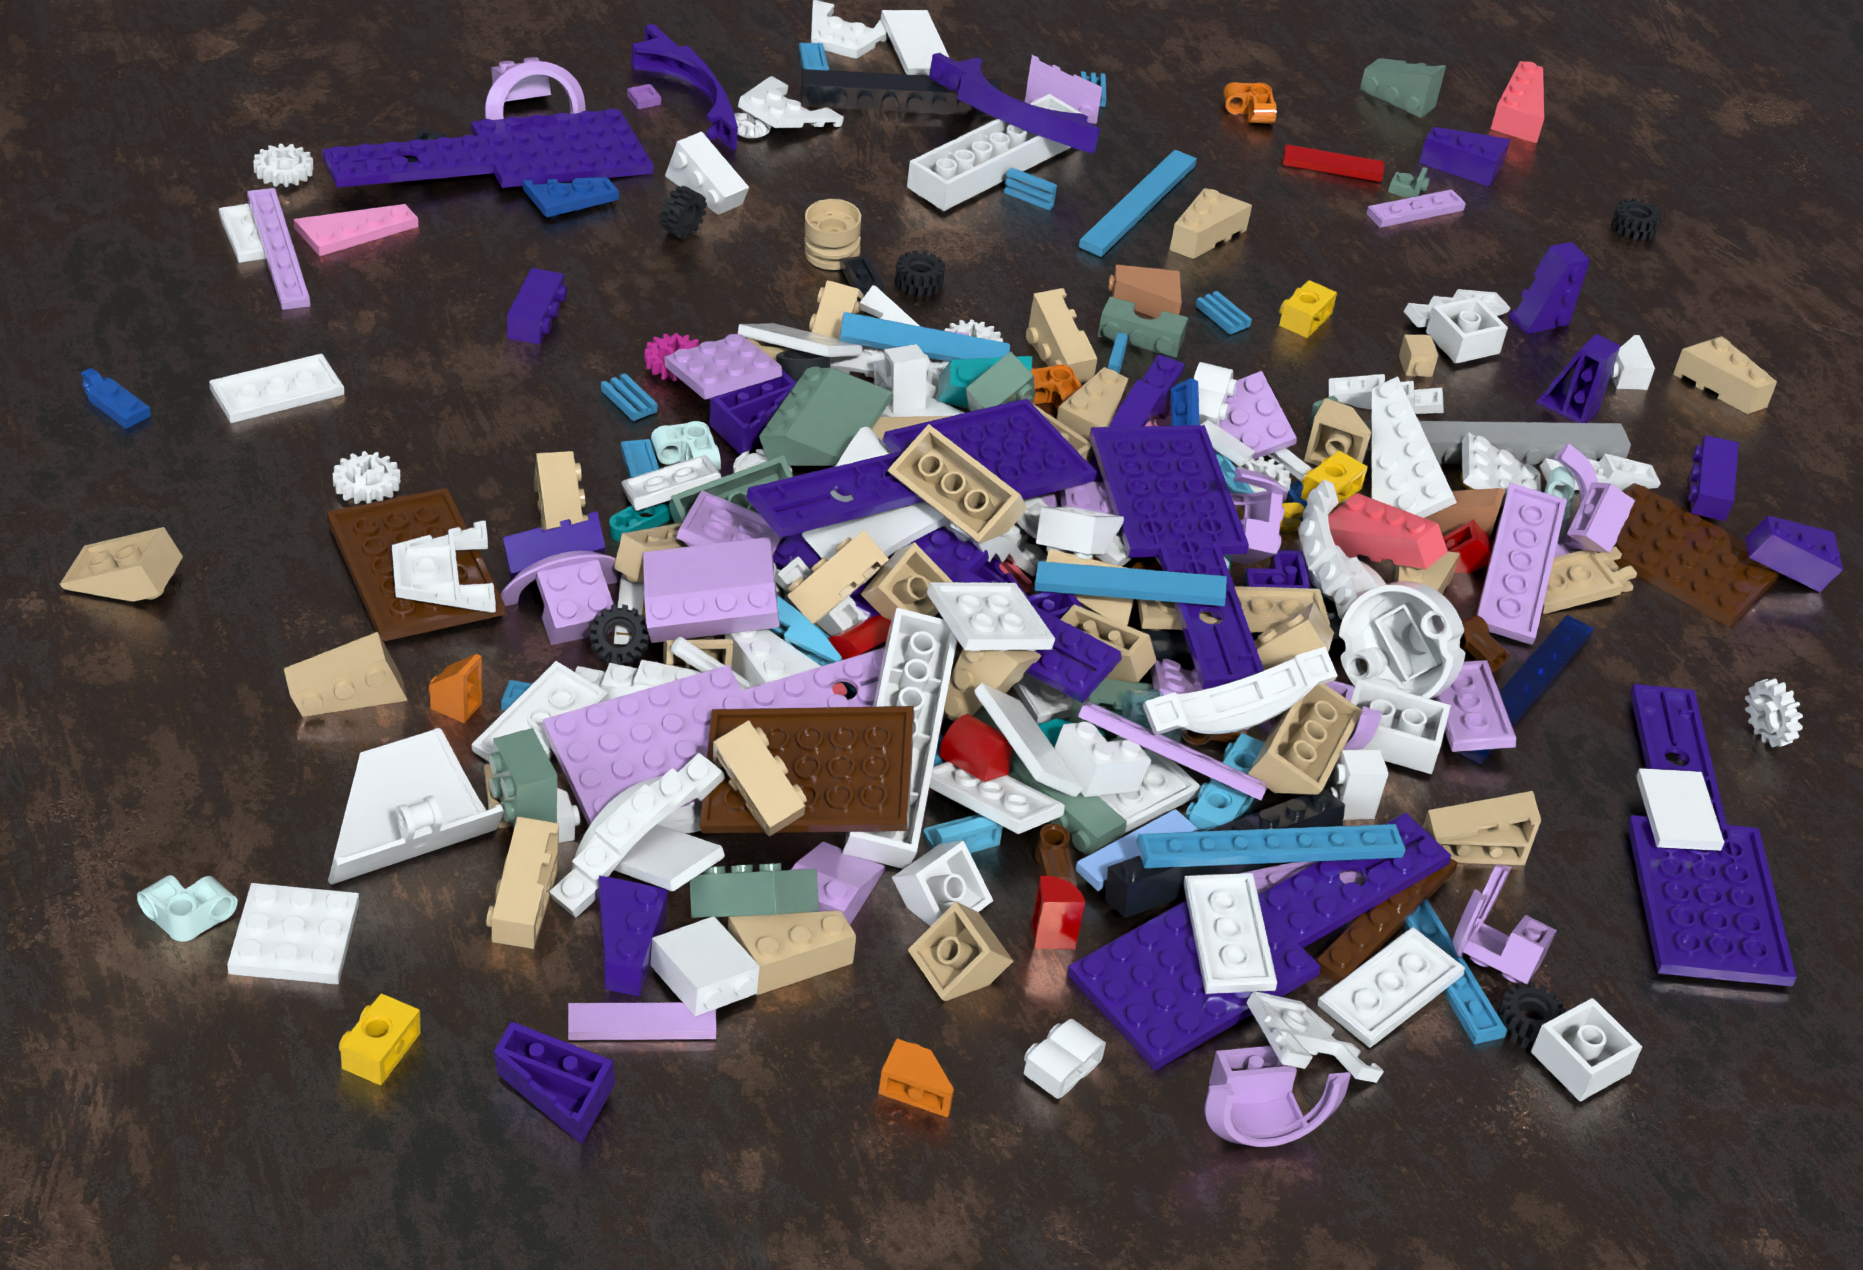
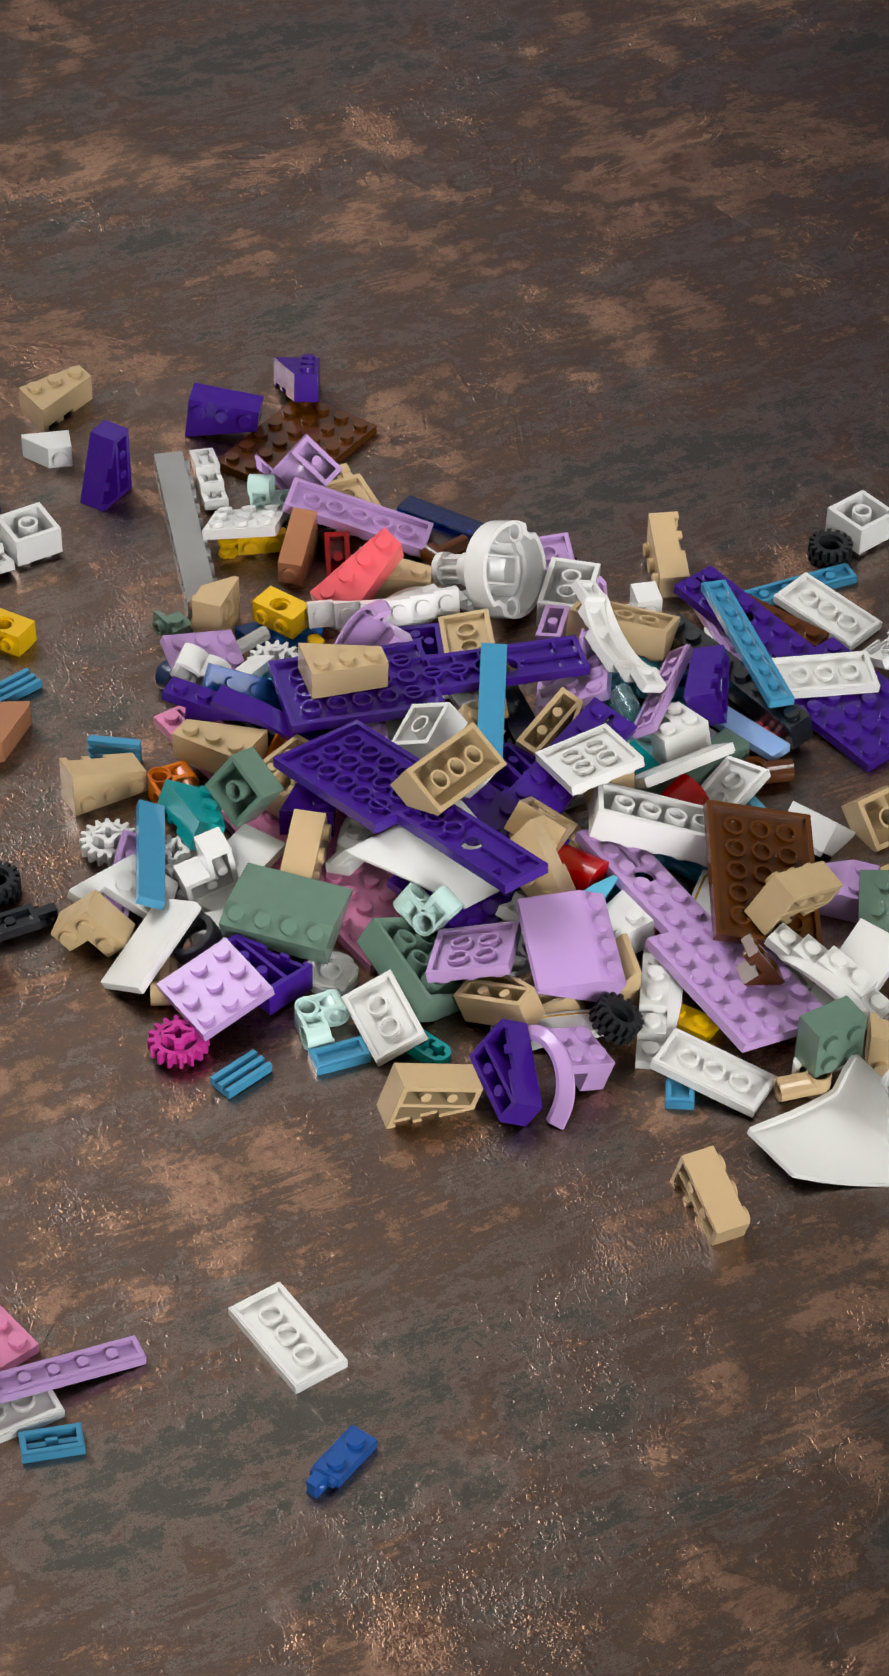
camera: 90 degrees left, 0 degrees up
(125, 567) = (603, 1386): tan slope -> none
(208, 260) = (52, 1446): none -> dark azure tile
(366, 477) = (424, 1235): white gear -> none
(366, 542) = (532, 1185): reddish brown plate -> none
(428, 570) = (557, 1158): white wing -> none
(458, 689) = (700, 1118): orange slope -> none
(536, 306) = (114, 1153): dark purple brick -> none
(660, 741) = (758, 965): none -> reddish brown slope
(700, 659) = (644, 958): white axle -> none
(1056, 914) = (836, 762): red brick -> none
(1158, 335) = (64, 725): sand green arch -> none
(1171, 458) = (341, 668): none -> tan wedge
(1184, 792) = (708, 683): none -> dark purple wedge
(1295, 636) = (515, 621): tan wedge -> none
(1358, 393) = (125, 590): white slope -> none
(1402, 458) = (259, 565): white wing -> none
(1418, 355) = (66, 567): tan brick -> none
(1513, 955) = (783, 549): lavender piece -> none
(1679, 809) = (612, 463): white tile -> none
(1703, 908) = (640, 463): dark purple piece -> none
(1773, 712) = (498, 407): white gear -> none

